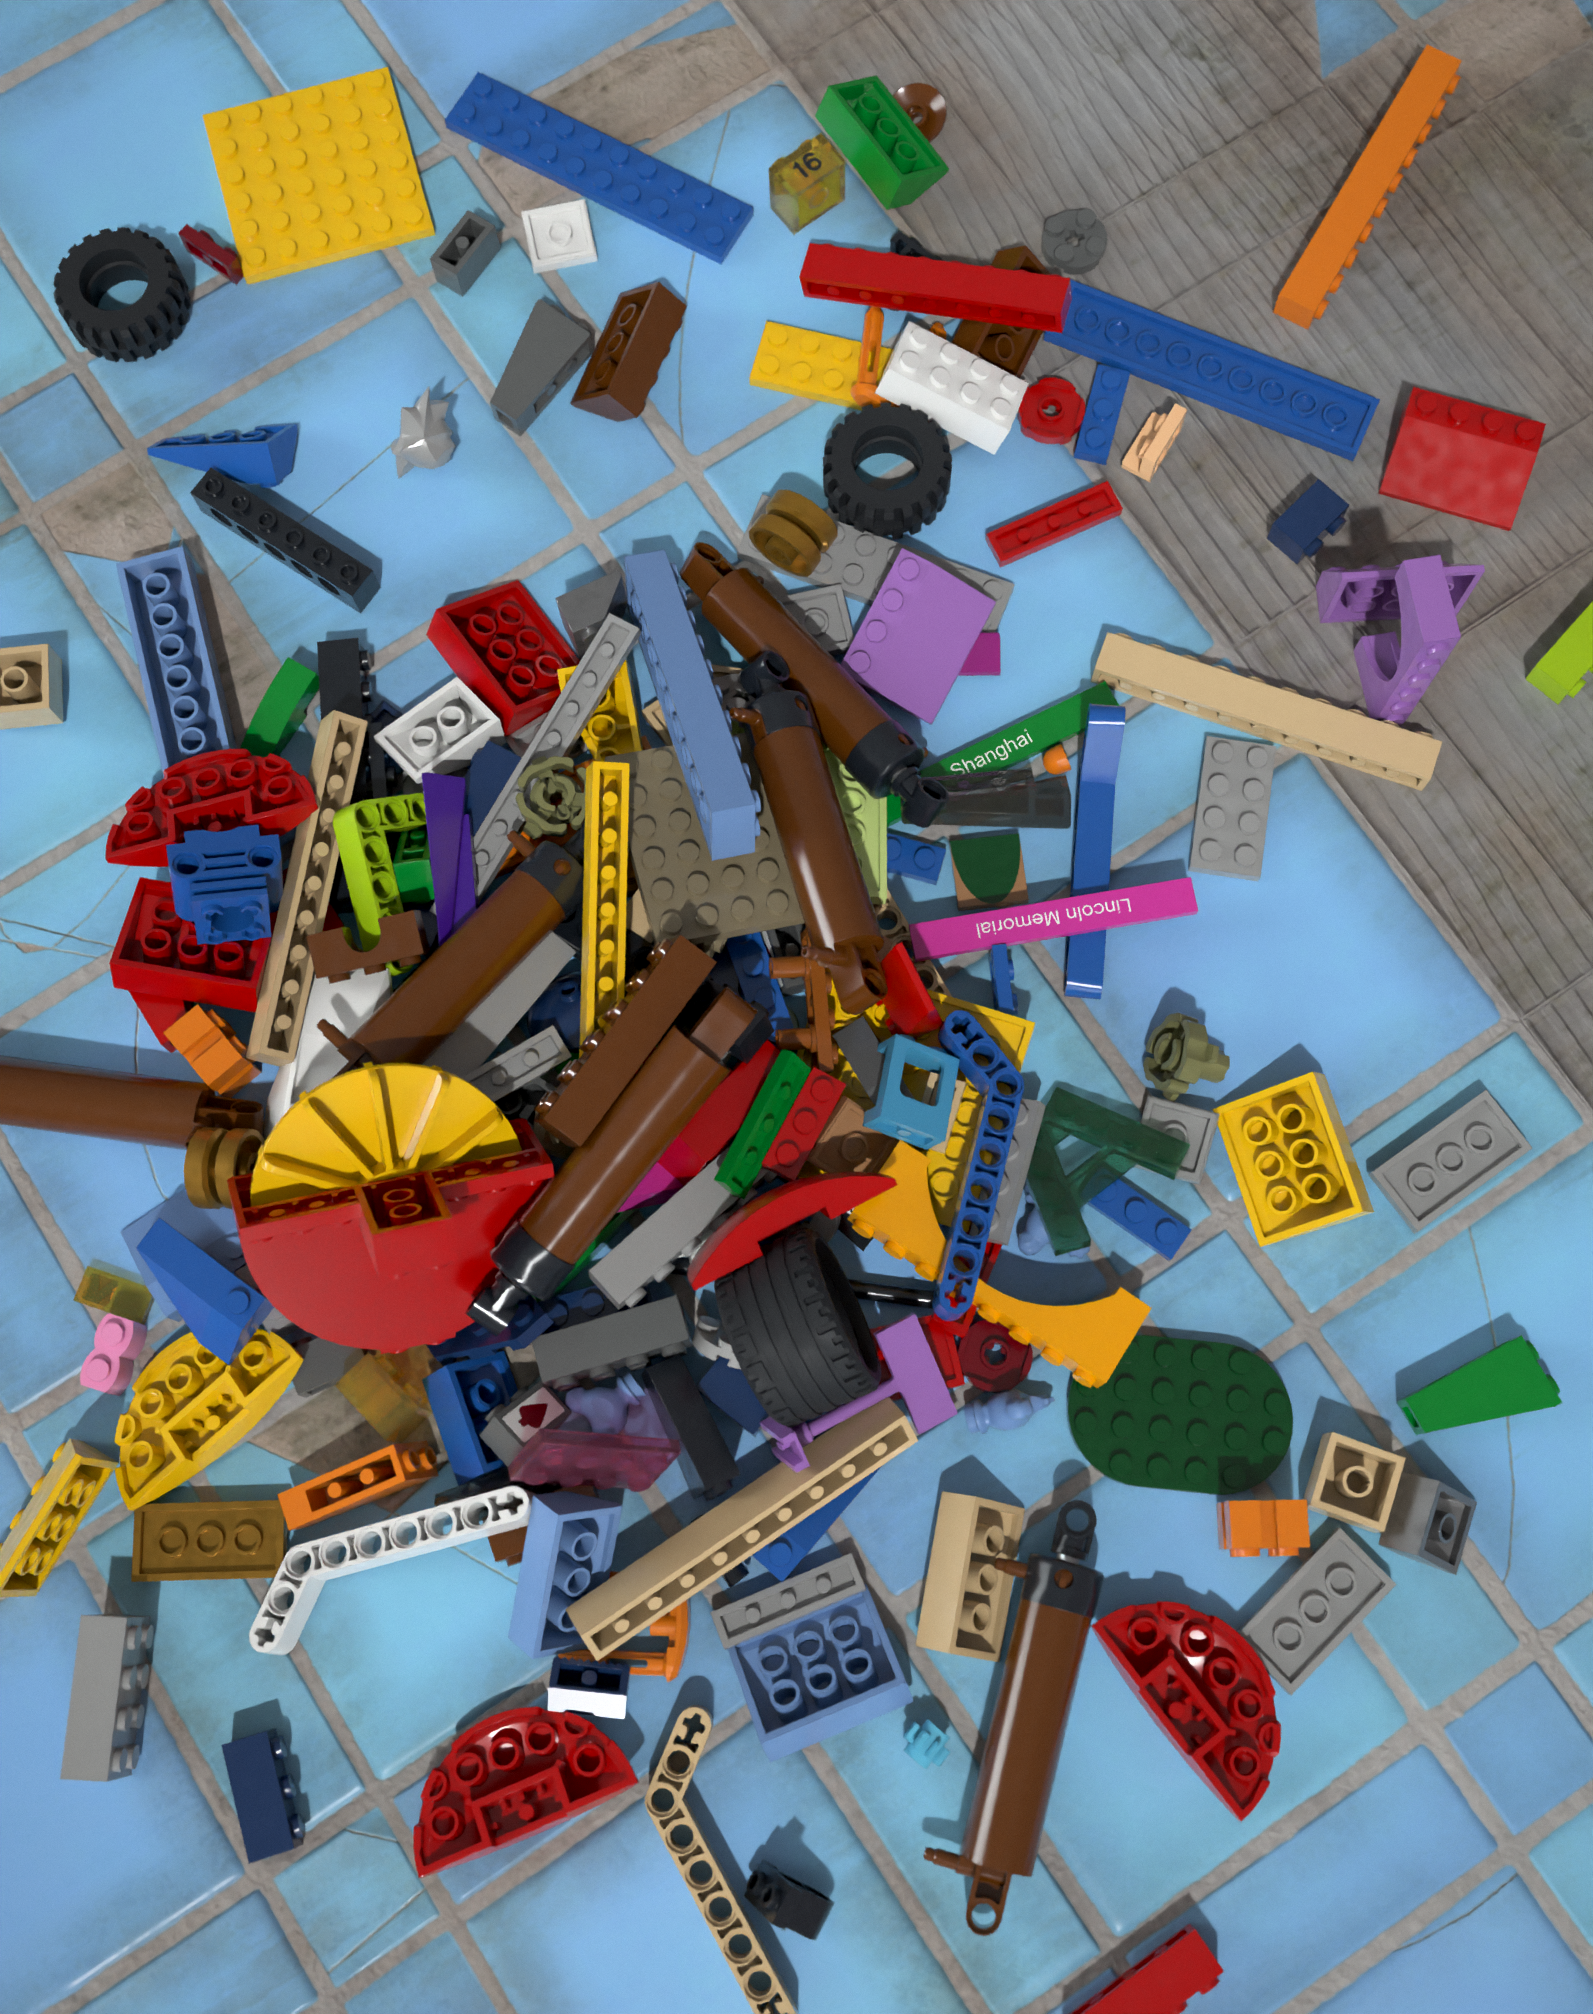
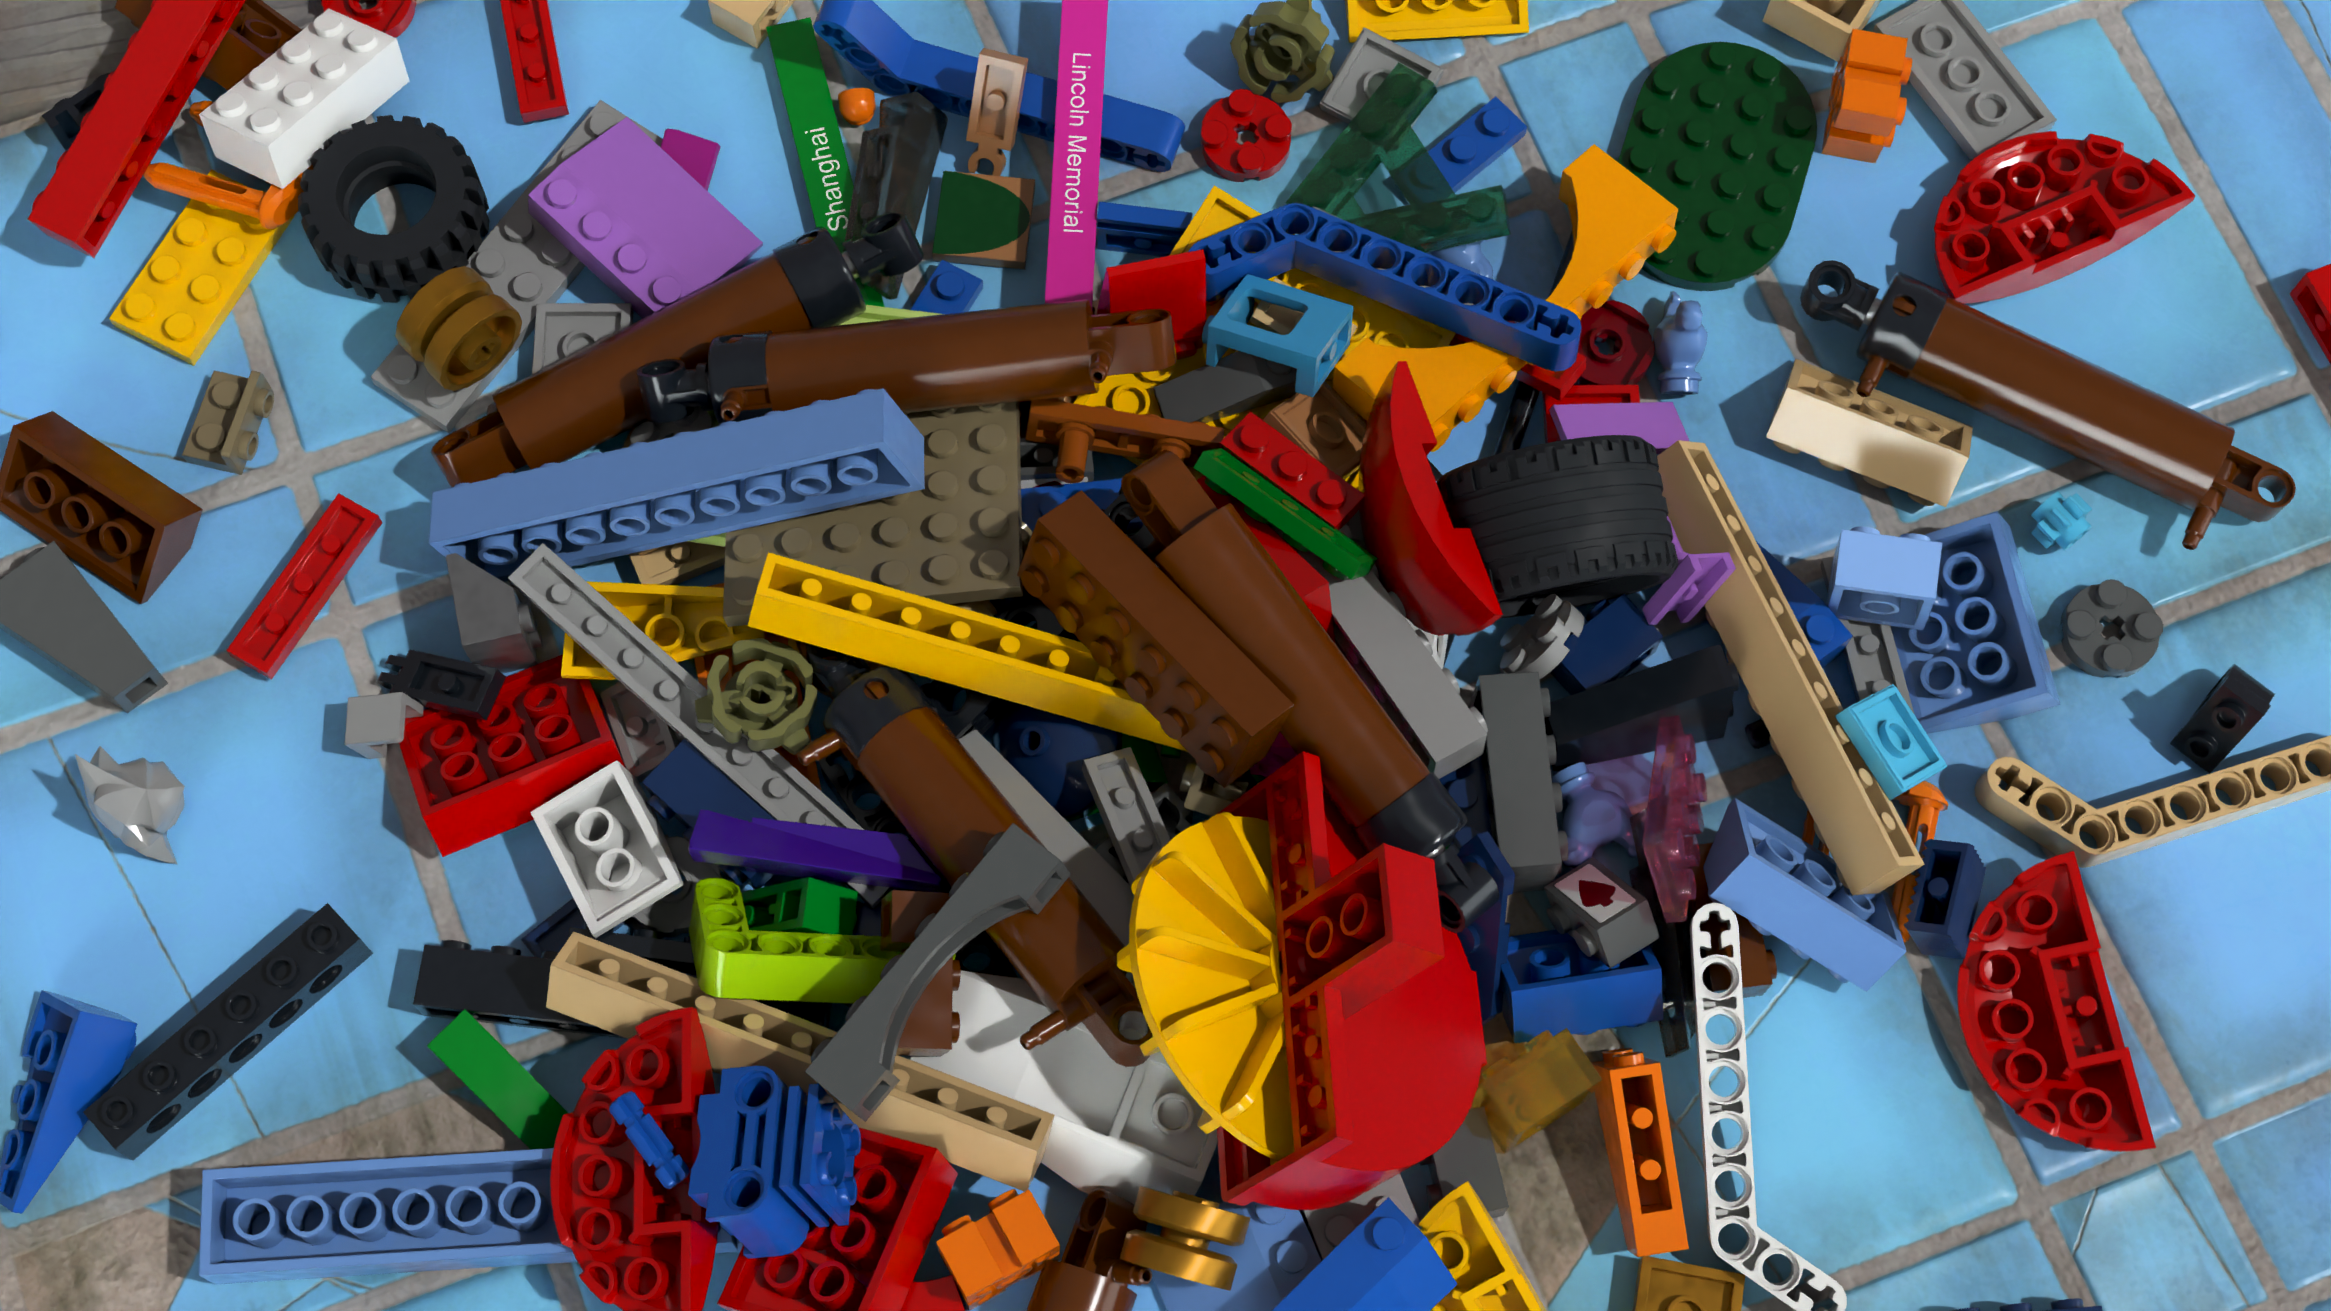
camera: 85 degrees left, 5 degrees down
(225, 801) = (649, 1139): none -> blue axle
(284, 916) = (861, 1056): none -> dark grey arch
(508, 565) = (378, 721): none -> light grey panel
(541, 610) = (444, 683): none -> black hinge
(600, 497) = (304, 586): none -> red plate
(697, 1623) = (1891, 741): none -> medium azure plate
(710, 417) = (229, 421): none -> dark tan bracket
(825, 1596) = (1884, 578): none -> light blue brick
(848, 1822) = (2127, 609): none -> dark grey plate
(1067, 853) = (995, 107): none -> medium nougat plate
(1126, 1038) = (1251, 113): none -> red plate

